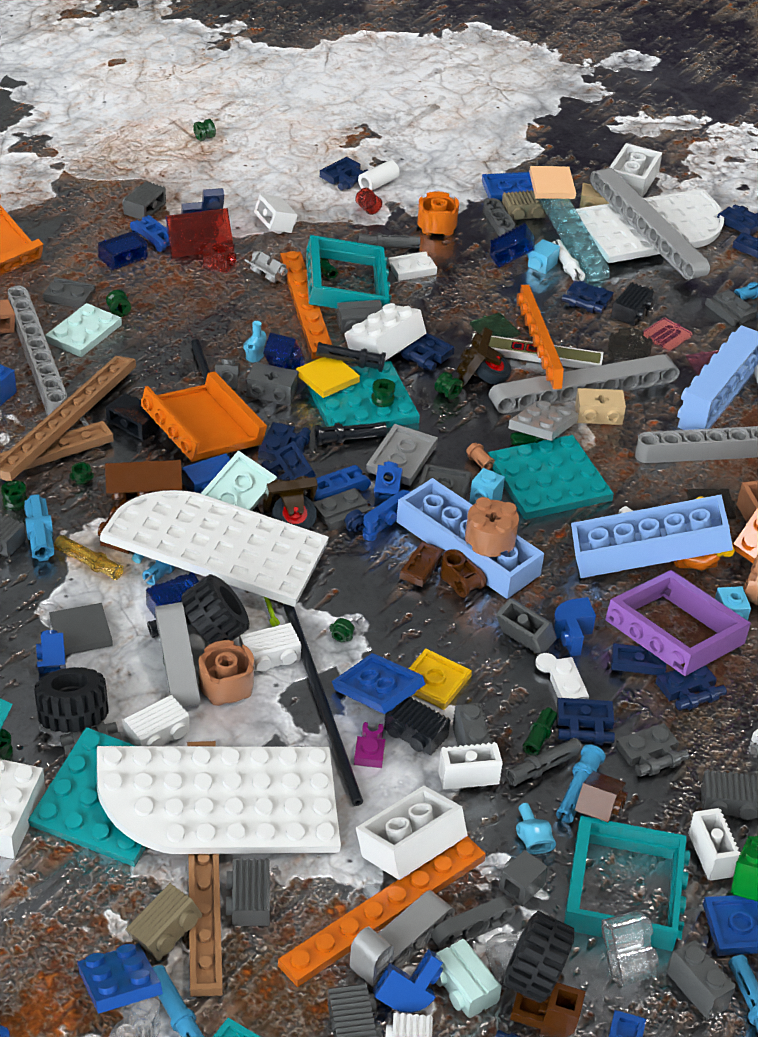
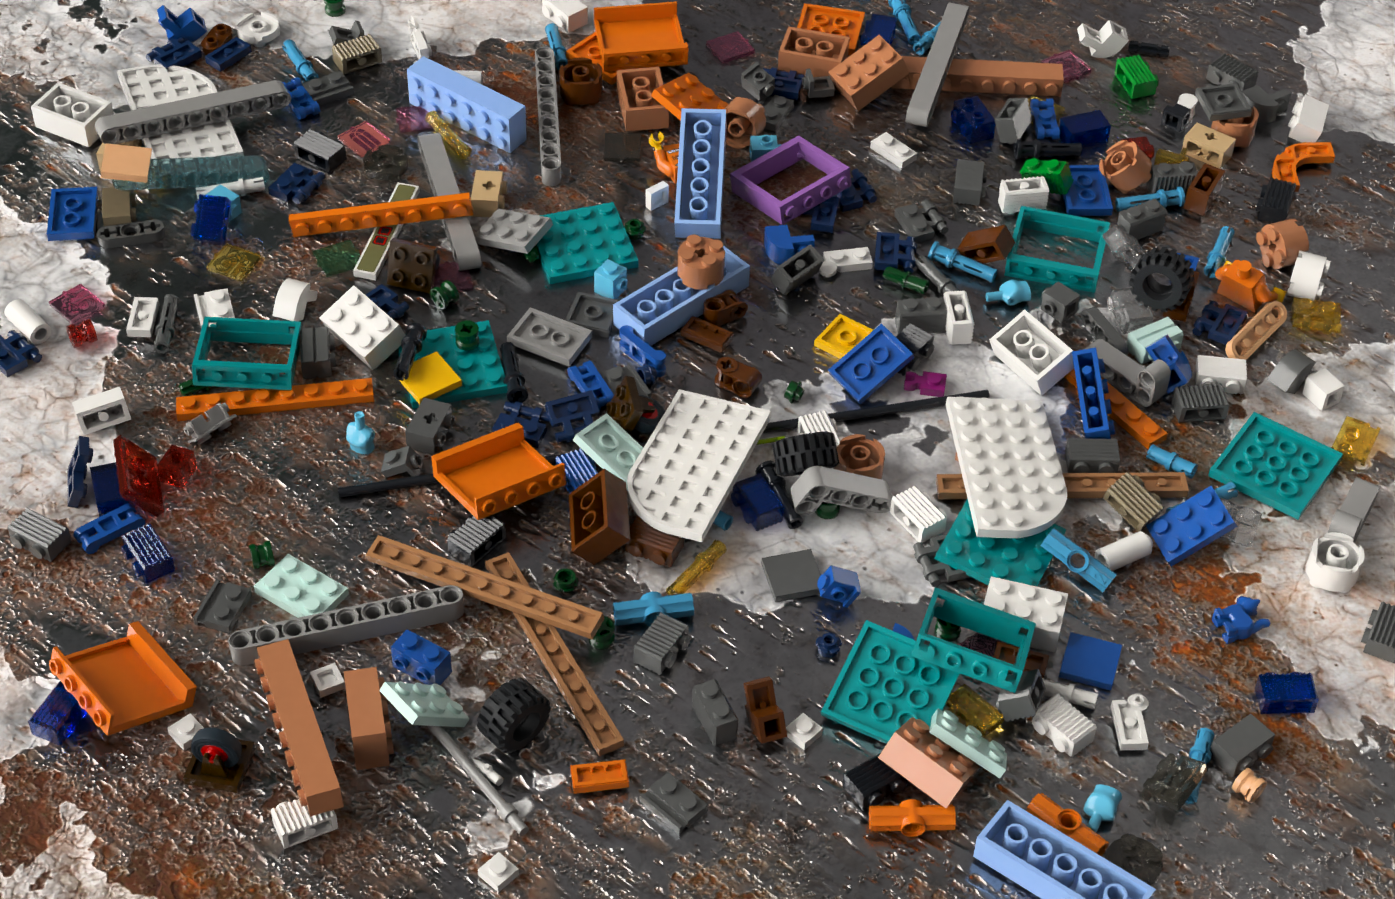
camera: 85 degrees left, 5 degrees up
(71, 699) = (906, 580): black tyre -> none
(73, 860) = (1064, 549): none -> dark azure piece
(92, 913) = (1125, 550): none -> white brick
(247, 981) = (1171, 461): none -> dark azure pin
(283, 352) = (397, 406): clear blue brick -> none
(333, 884) = (1091, 394): none -> blue brick
(355, 583) = (739, 378): none -> reddish brown piece
(385, 489) = (600, 344): blue brick -> none
(394, 227) = (142, 317): none -> white plate
(406, 201) = (76, 304): none -> clear pink piece
(423, 294) = (292, 299): none -> white brick
(437, 213) = (128, 274): orange brick -> none
(476, 273) = (233, 262): none -> clear yellow piece
(477, 395) = (450, 272): none -> clear pink piece
(477, 453) = (549, 285): nougat pin -> none
(577, 511) = (635, 229): none -> dark green plate
(679, 383) = (436, 121): none -> clear yellow pin
(699, 293) = (301, 101): none -> blue plate

